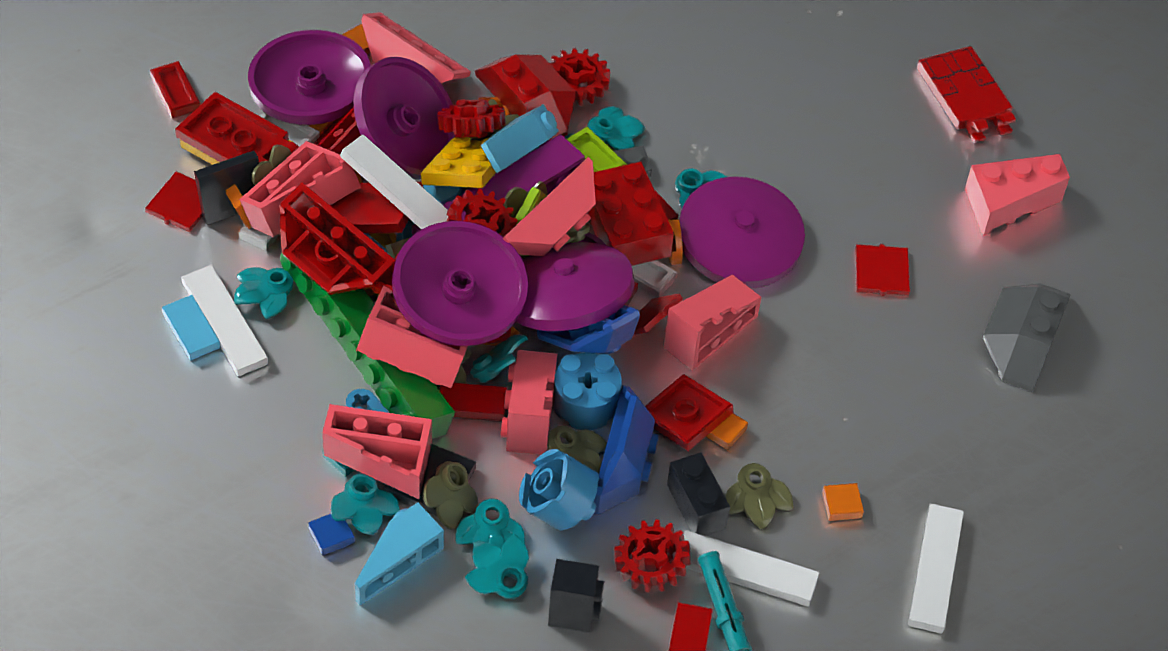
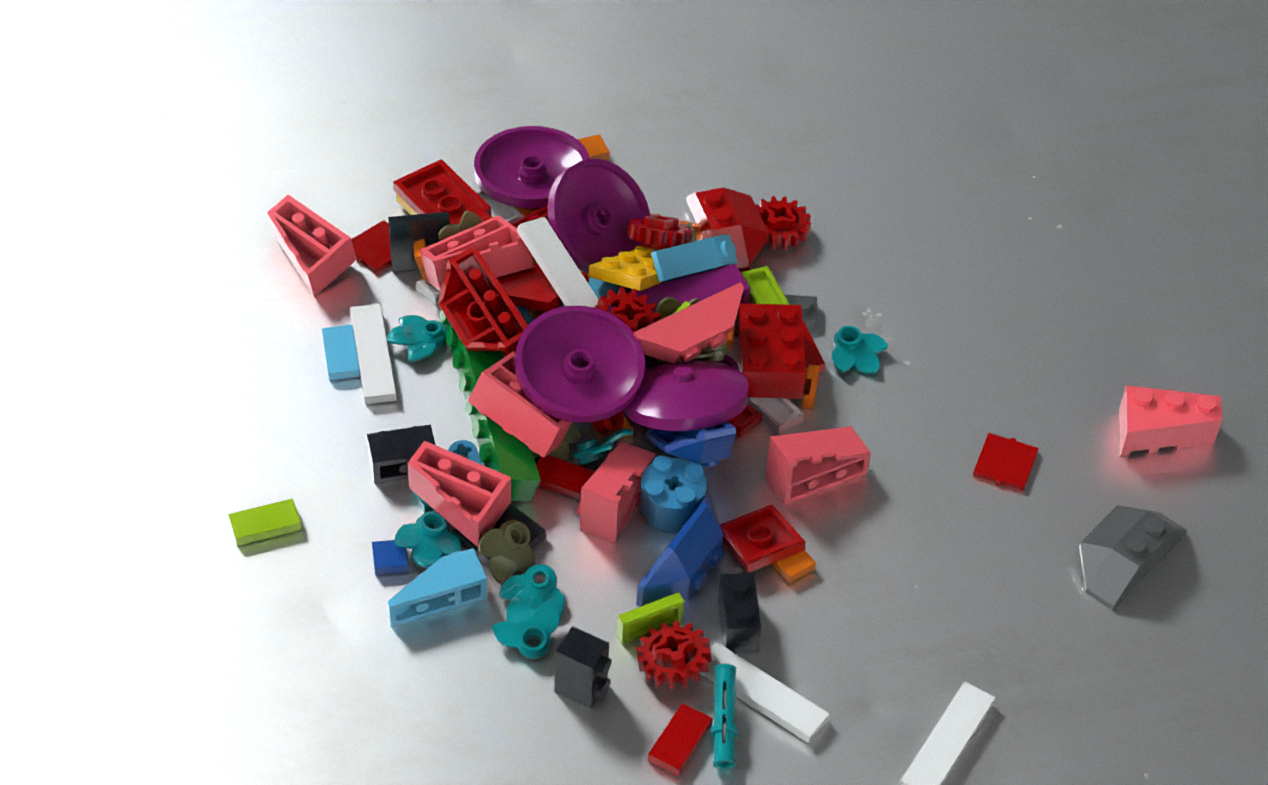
camera: 20 degrees right, 5 degrees down
(114, 217) = (311, 243): none -> coral wedge
(175, 89) = (411, 150): red tile -> none
(188, 531) = (264, 522): none -> lime tile
(297, 420) = (393, 449): none -> black brick
(392, 40) = (619, 150): coral wedge -> none
(559, 490) = (607, 572): dark azure brick -> none
(582, 446) = (640, 549): olive plate -> none
(614, 525) = (636, 622): none -> lime tile
(616, 128) = (797, 275): teal plate -> none
(654, 311) = (757, 443): red piece -> none
(741, 231) = (880, 392): magenta dish -> none
(759, 499) = (797, 633): olive plate -> none
(842, 502) = (879, 658): orange tile -> none
(967, 92) = (1155, 323): red tile -> none

